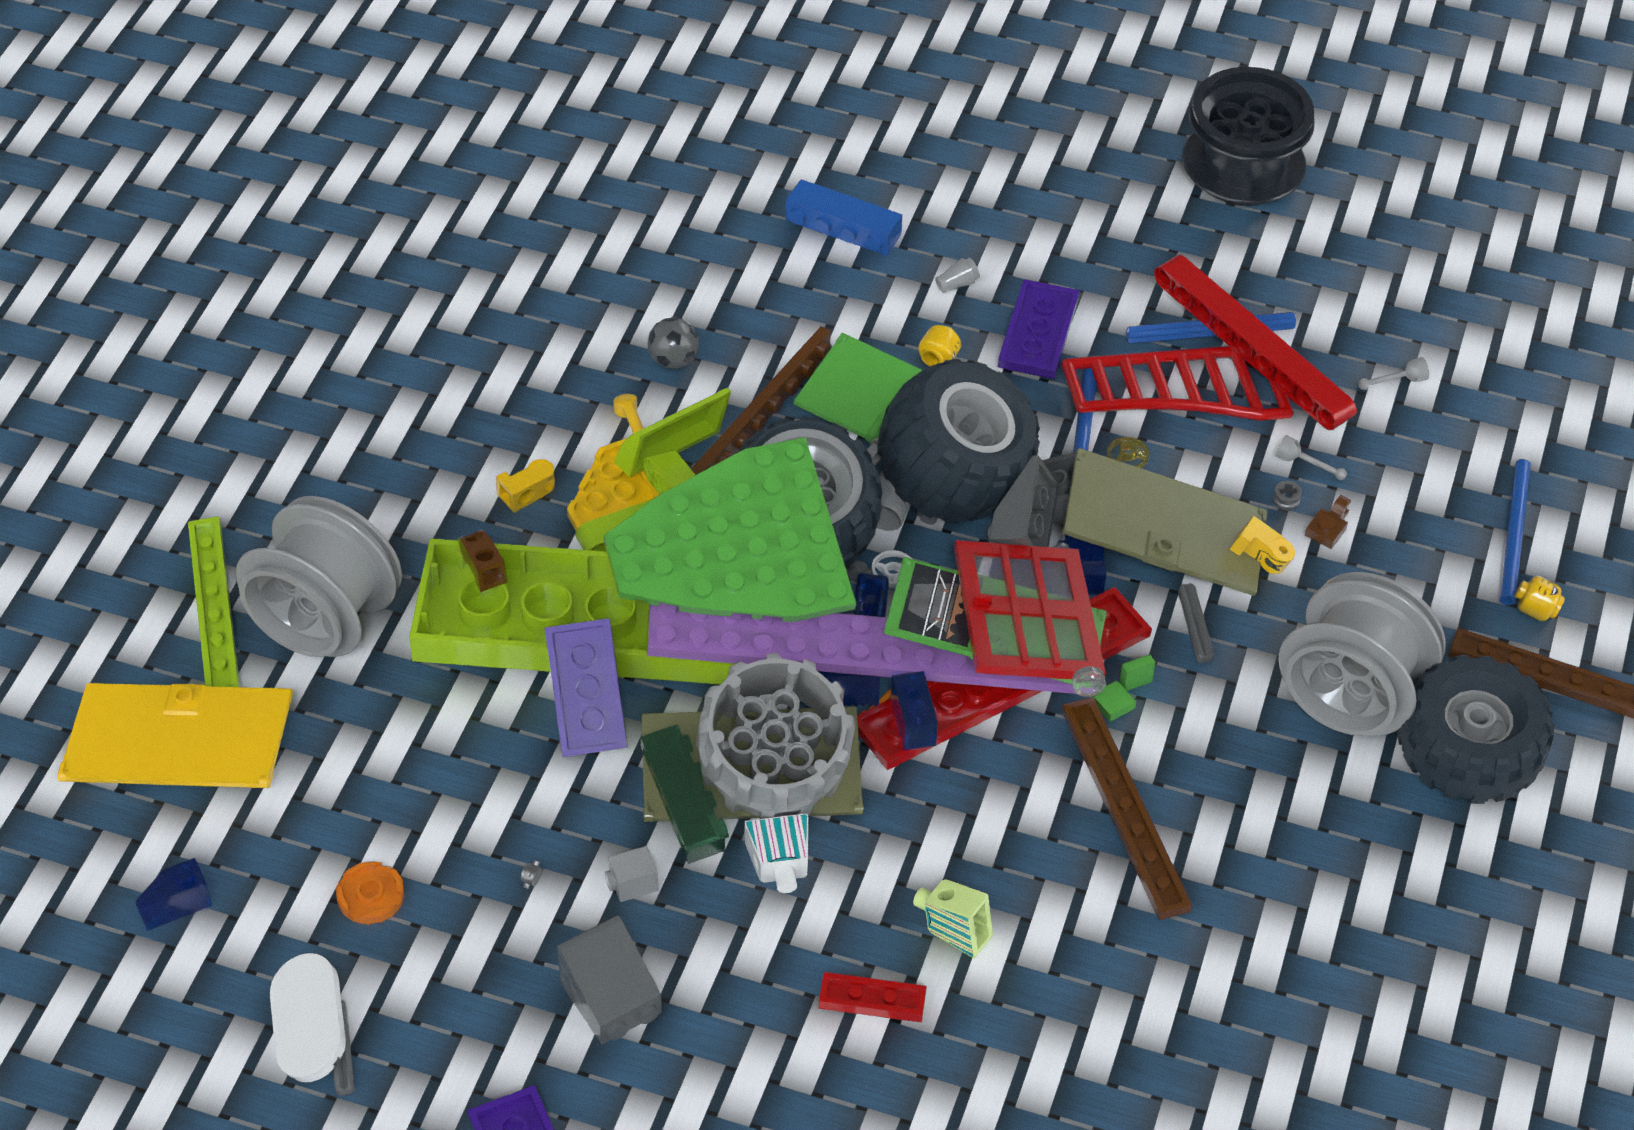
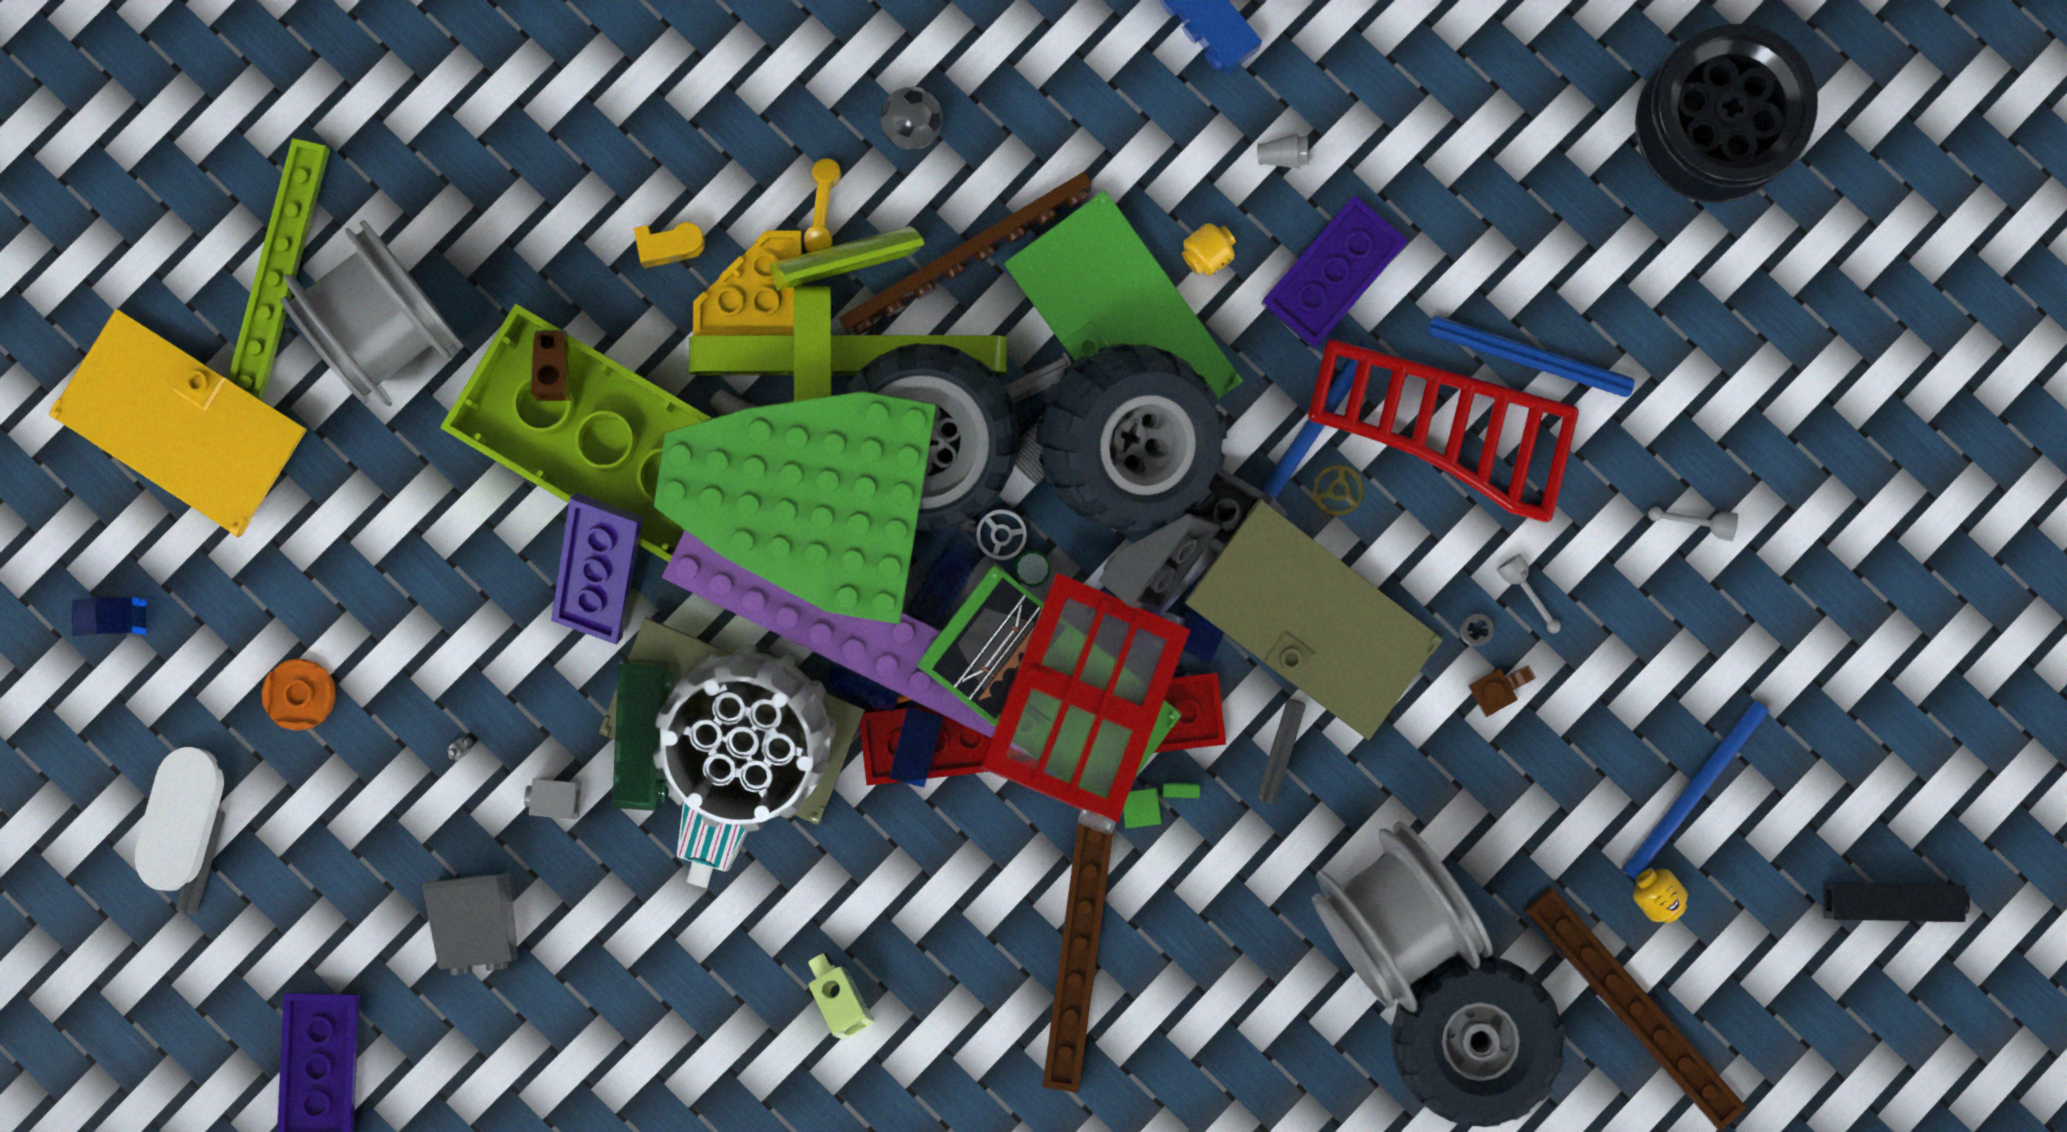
camera: 25 degrees right, 35 degrees up
(872, 997) = (719, 1044): red plate -> none
(1255, 342) = (1557, 412): red beam -> none
(1264, 546) = (1410, 699): yellow leg -> none

